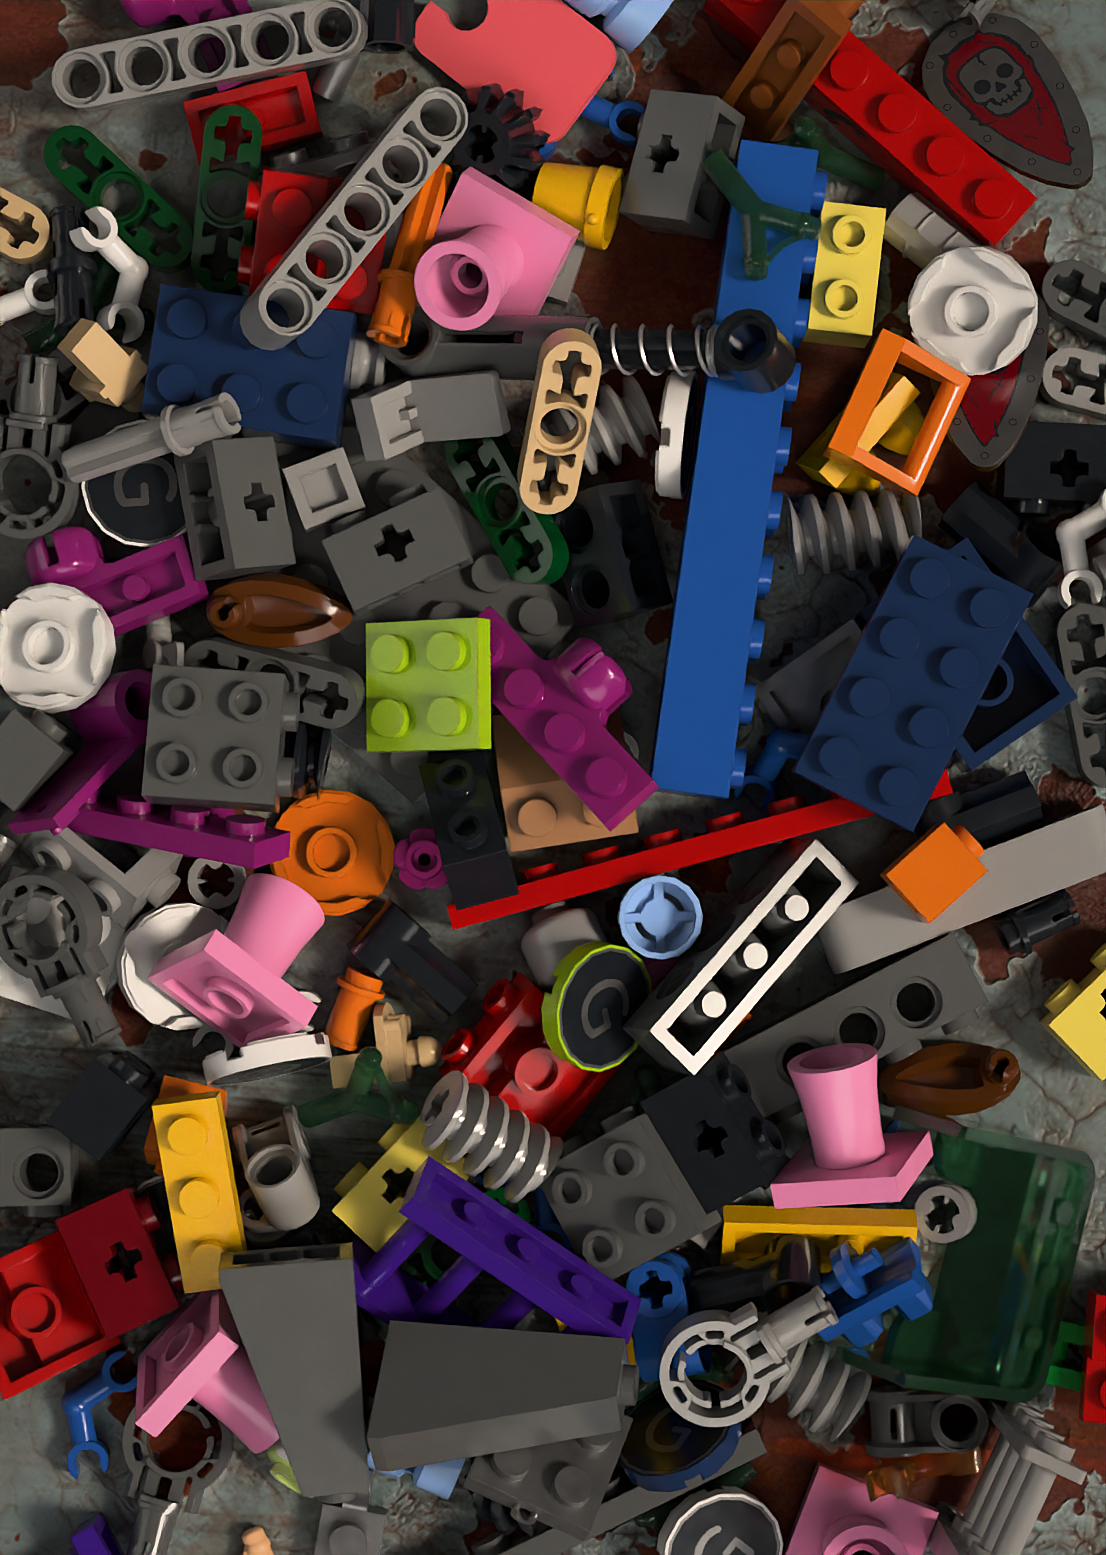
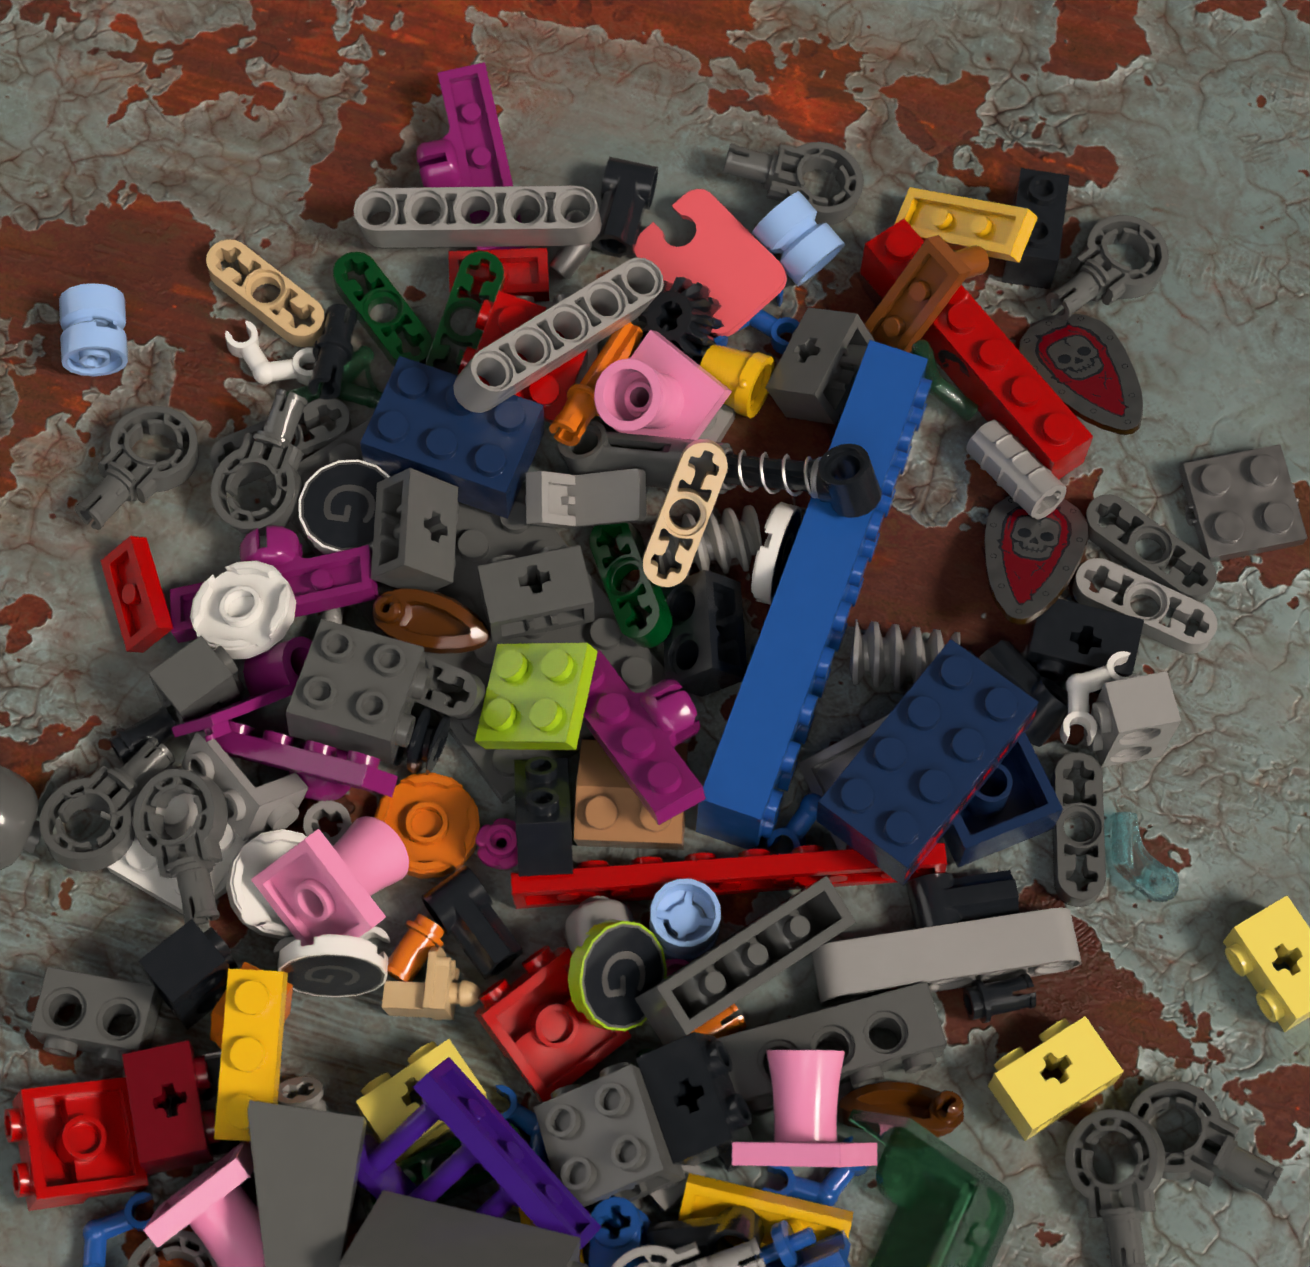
camera: 10 degrees right, 20 degrees down
(104, 368) = (341, 410): tan piece -> none
(131, 269) = (379, 357): white arm -> none
(174, 431) = (382, 458): light grey axle -> none
(279, 1169) = (320, 1061): light grey piece -> none
(324, 489) = (488, 535): light grey plate -> none
(359, 1098) = (401, 1014): clear green piece -> none
(368, 363) = (546, 457): light grey bush -> none
(489, 1136) = (502, 1060): light grey piece -> none
(757, 216) = (872, 391): clear green piece -> none
(845, 275) = (931, 469): light yellow brick -> none
(864, 397) = (954, 518): orange tile -> none
(892, 425) = (945, 579): yellow tile -> none
(936, 870) = (920, 921): orange brick -> none
(962, 1222) = (893, 1230): light grey bush -> none
(973, 309) = (1028, 505): white tile -> none

